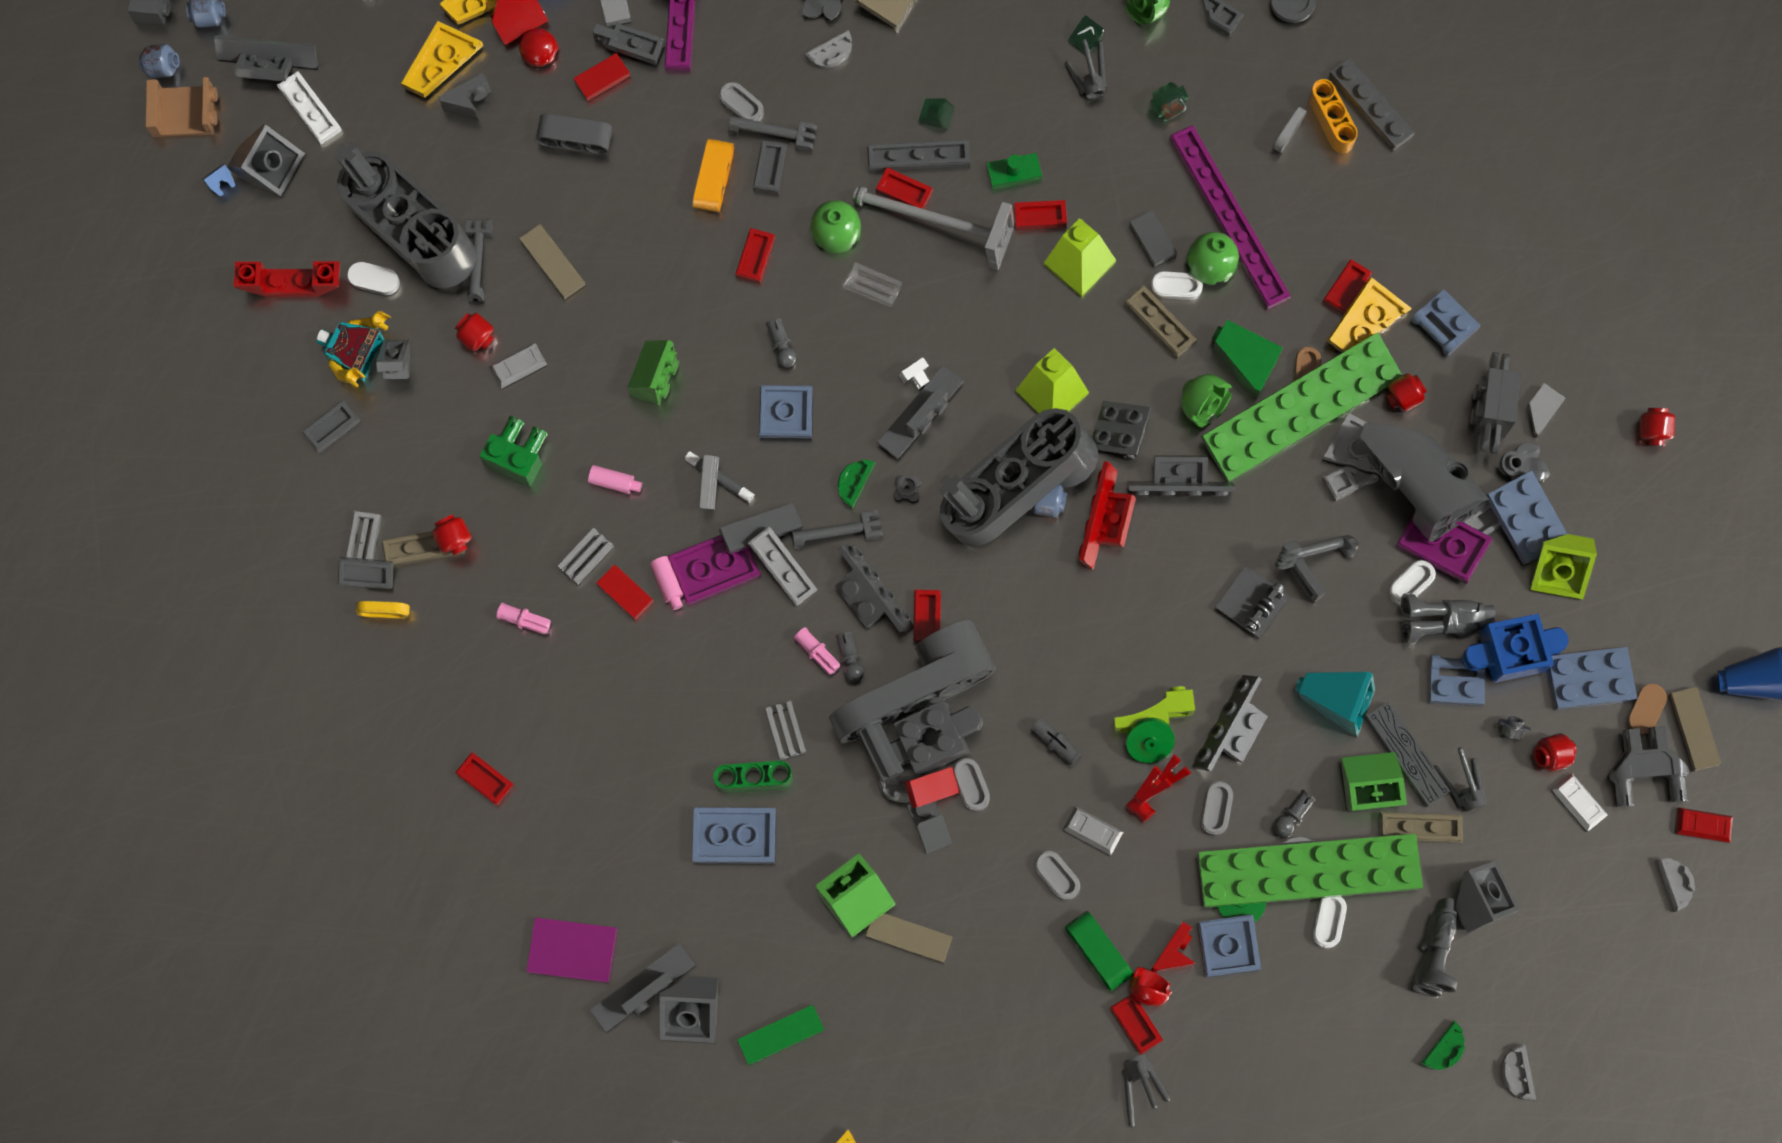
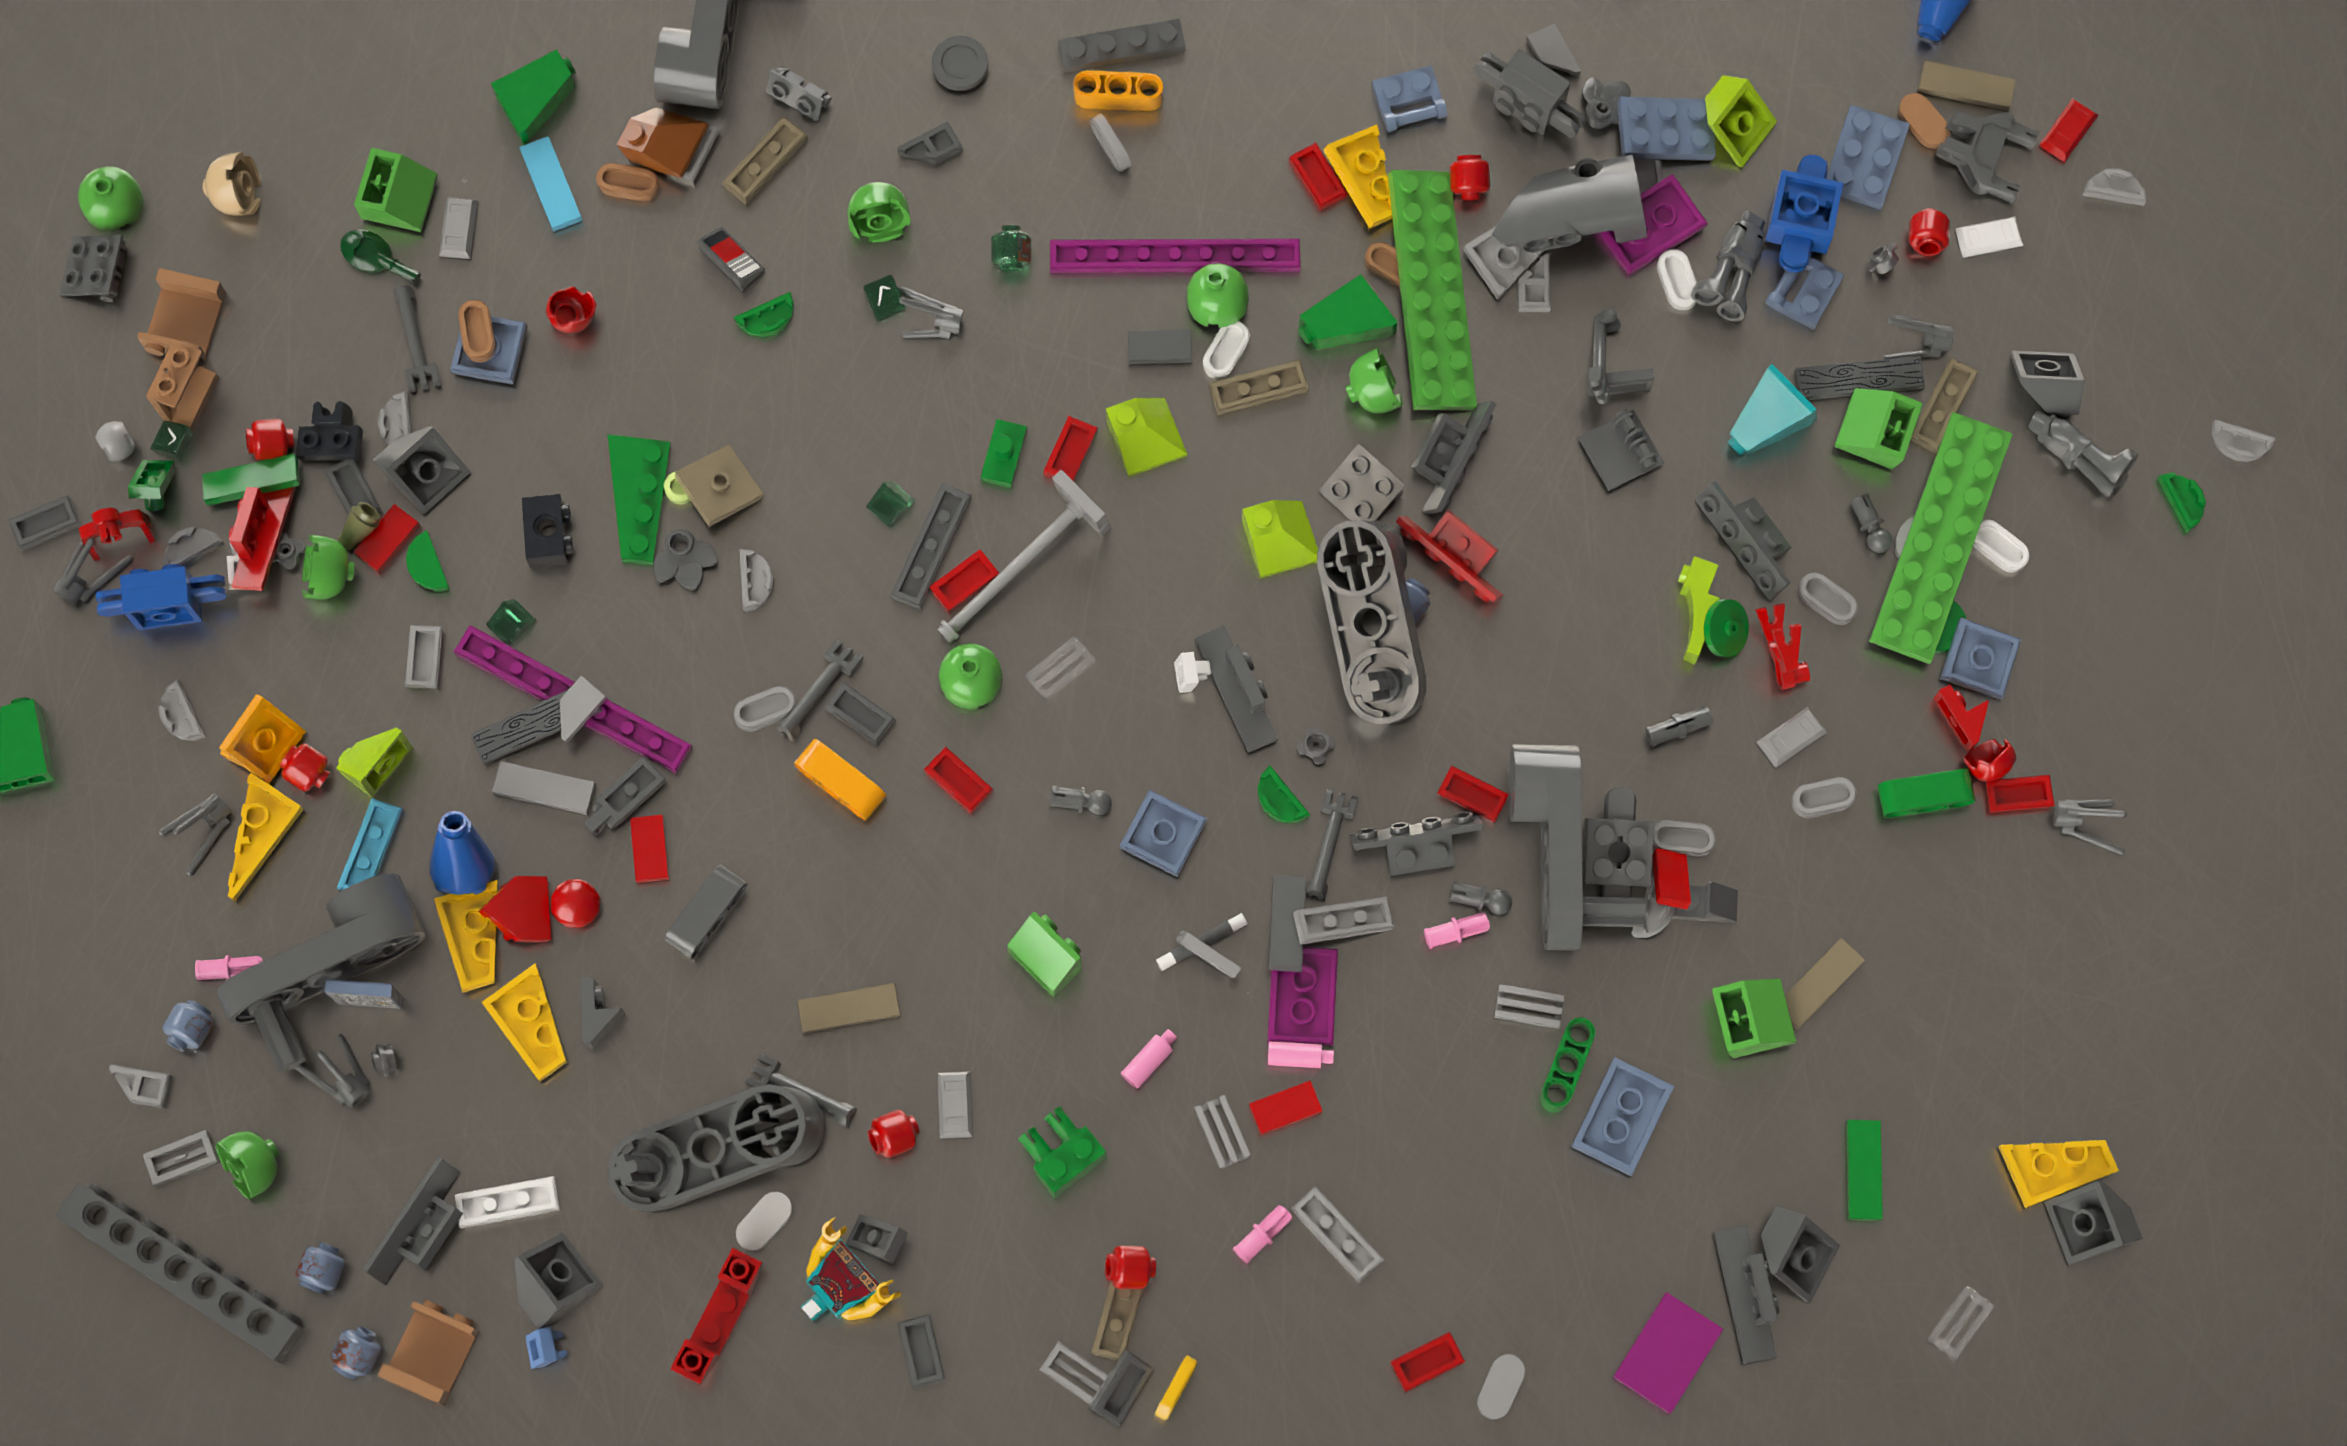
camera: 65 degrees left, 0 degrees up
(490, 839) = (1500, 1387): none -> light grey tile
(548, 672) = (1337, 1234): none -> light grey tile

